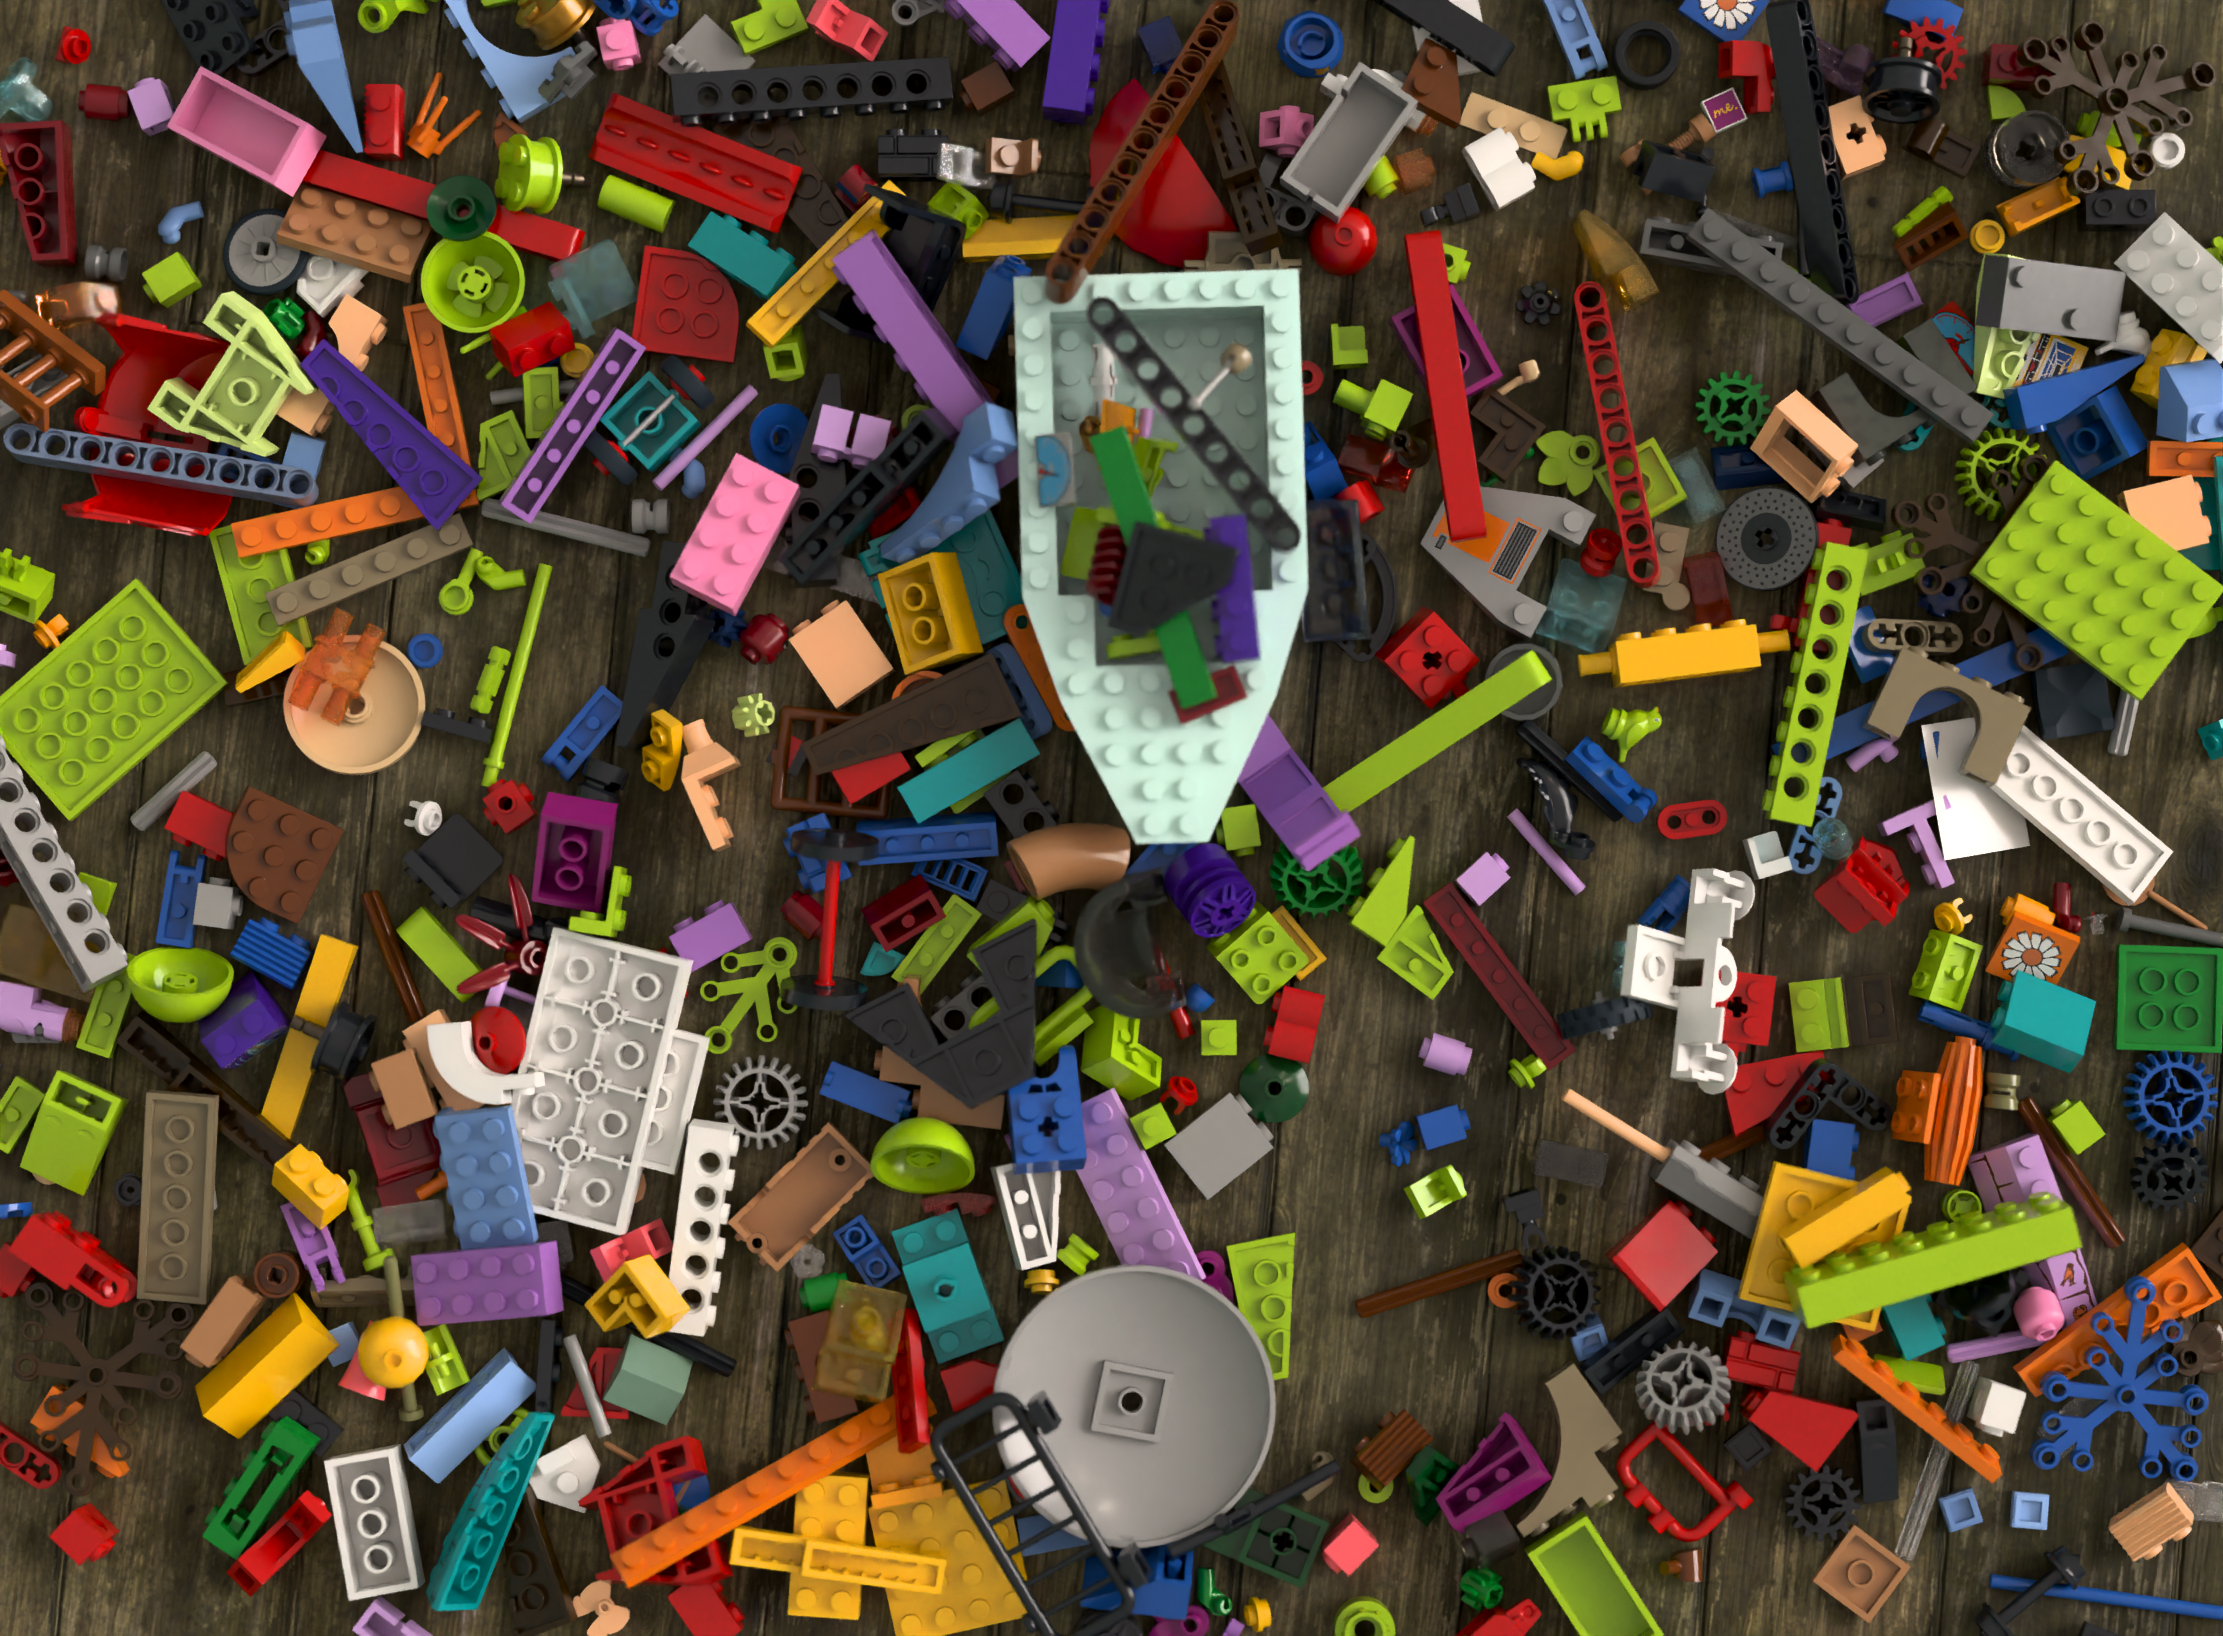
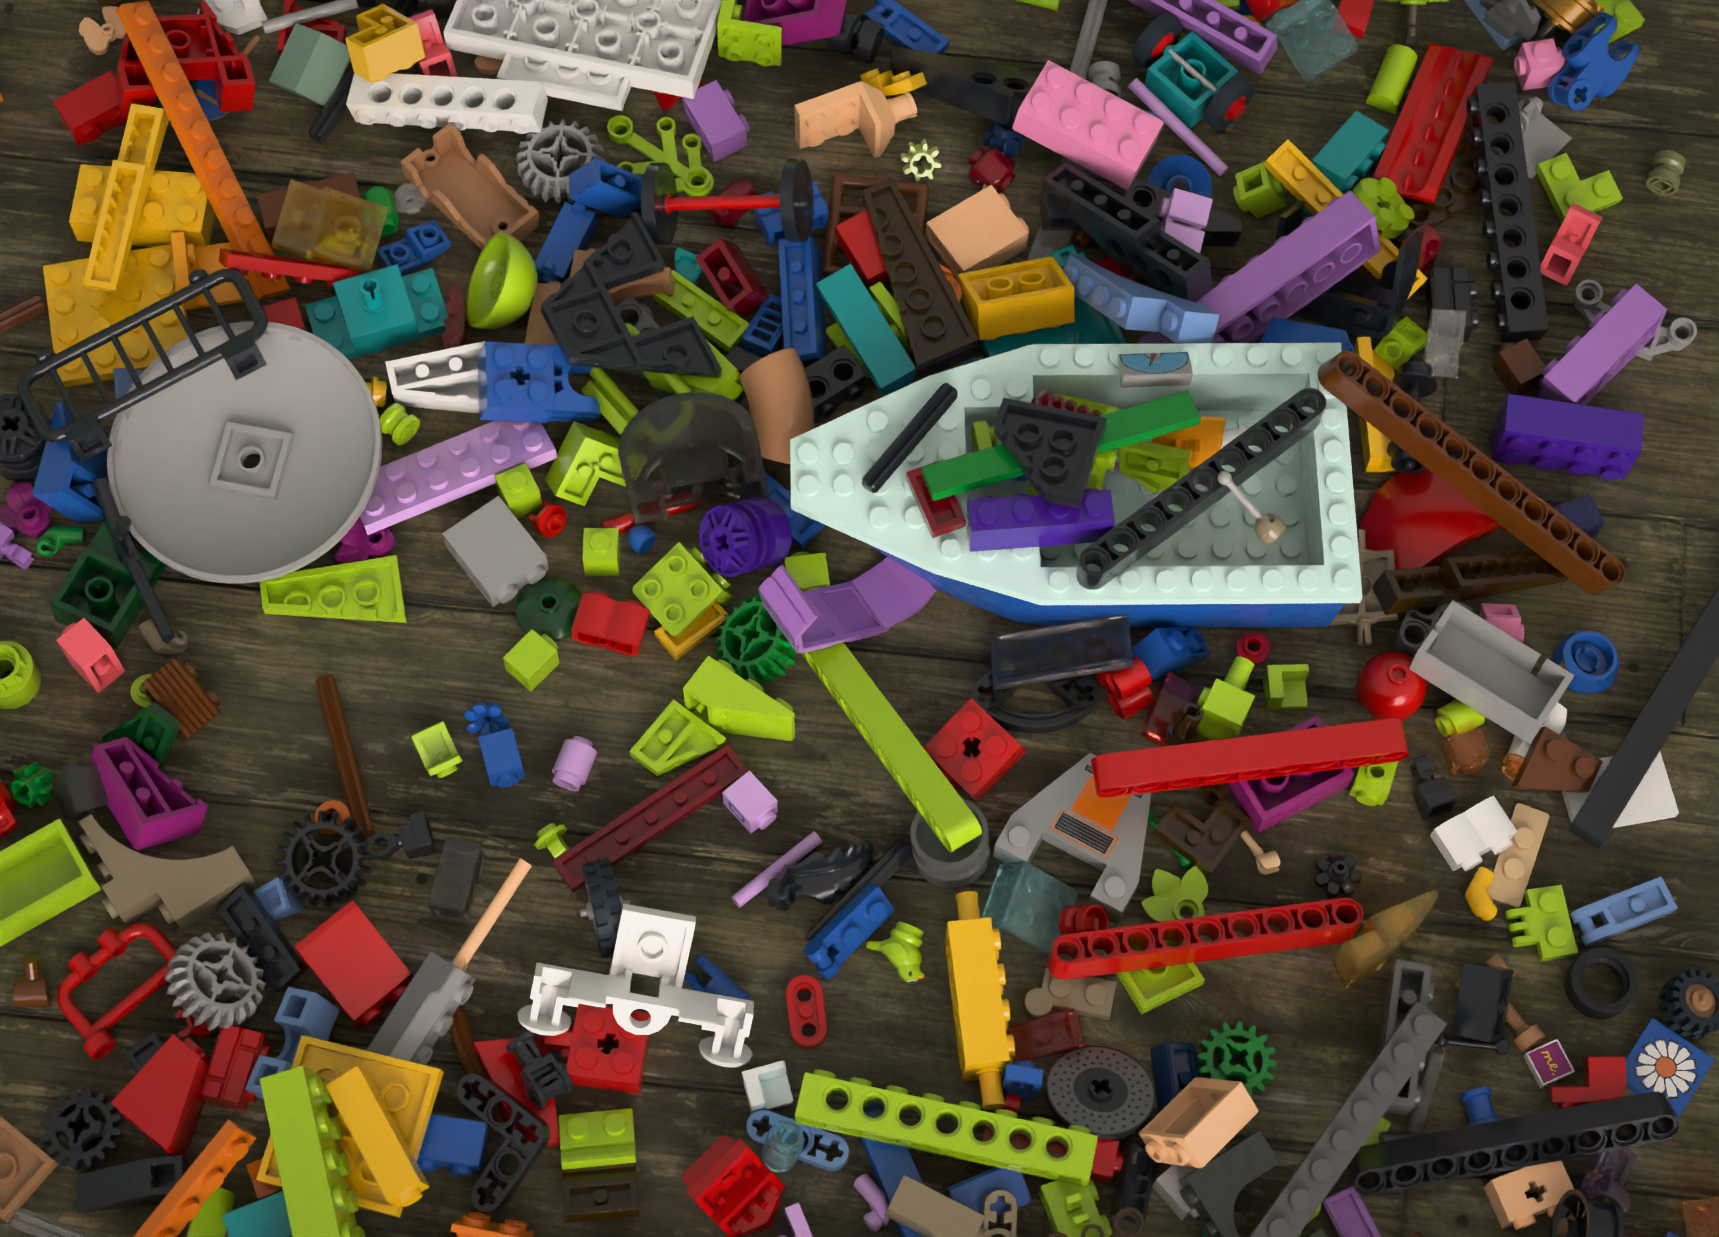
camera: 85 degrees right, 20 degrees down
(685, 307) = (1297, 109): red plate -> none
(804, 1049) = (606, 188): none -> blue brick
(808, 210) = (1385, 204): none -> lime plate
(1012, 157) = (1455, 387): medium nougat bracket -> none
(1140, 721) = (909, 438): none -> black axle
(1257, 1614) = (33, 577): yellow plate -> none
(1335, 1101) = (532, 659): none -> lime brick
(1698, 485) = (1142, 1032): clear light blue plate -> none
(1762, 612) = (1022, 1080): none -> blue plate
(1766, 1070) = (540, 1073): none -> black connector

